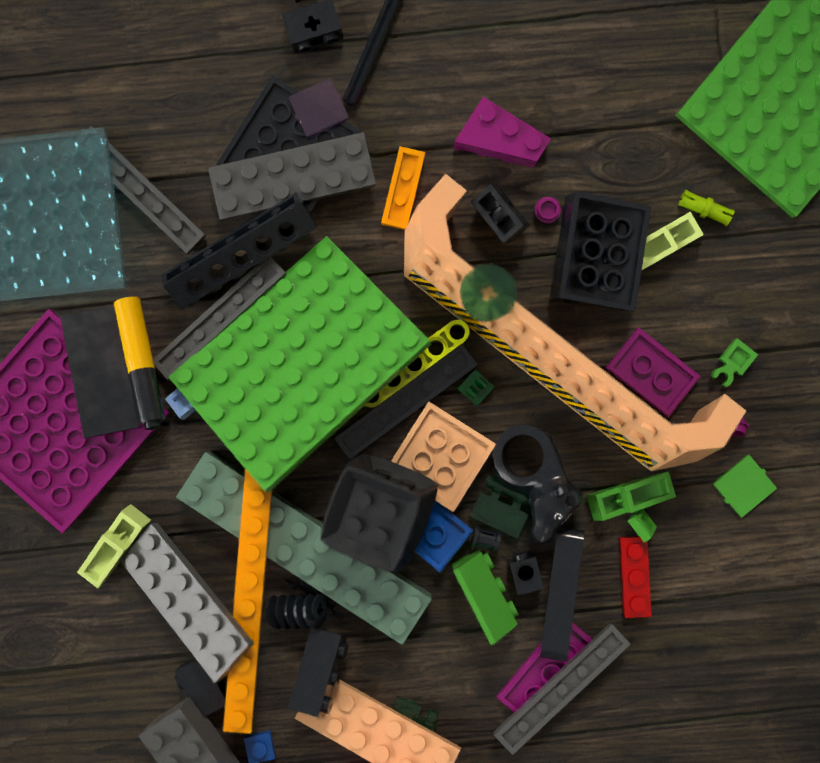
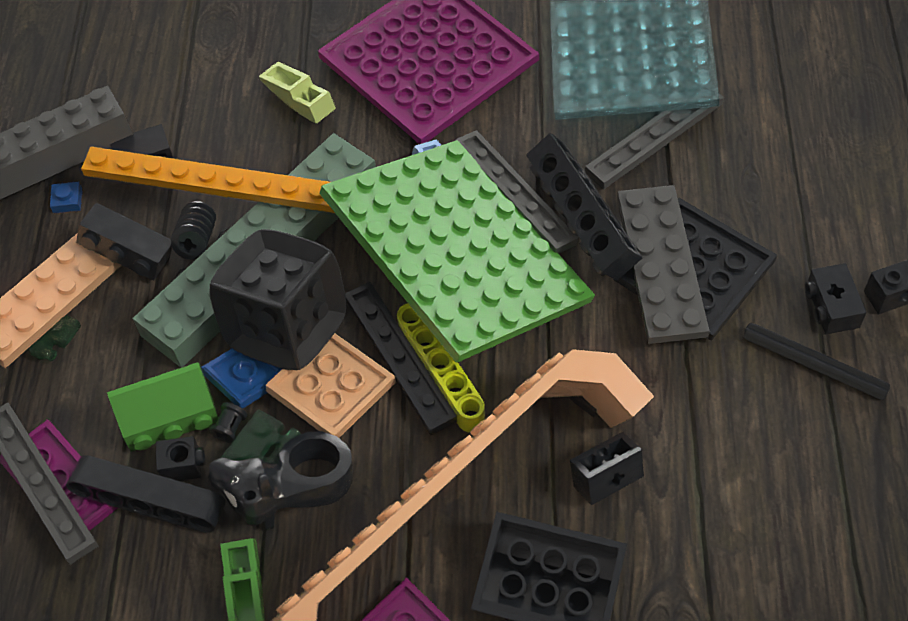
camera: 95 degrees right, 30 degrees down
(113, 369) = (471, 95): black door -> none
(186, 602) = (225, 132): plate -> none
(318, 107) = (740, 294): clear purple piece -> none
(403, 188) = (657, 376): light orange plate -> none
(475, 387) = (404, 431): dark green tile -> none
(501, 135) = (704, 480): magenta wedge -> none
(502, 286) = (507, 424): clear green plate -> none
(547, 210) = (610, 527): magenta plate -> none
(635, 577) = (146, 587): red plate -> none
(642, 524) = (206, 597): bright green tile -> none

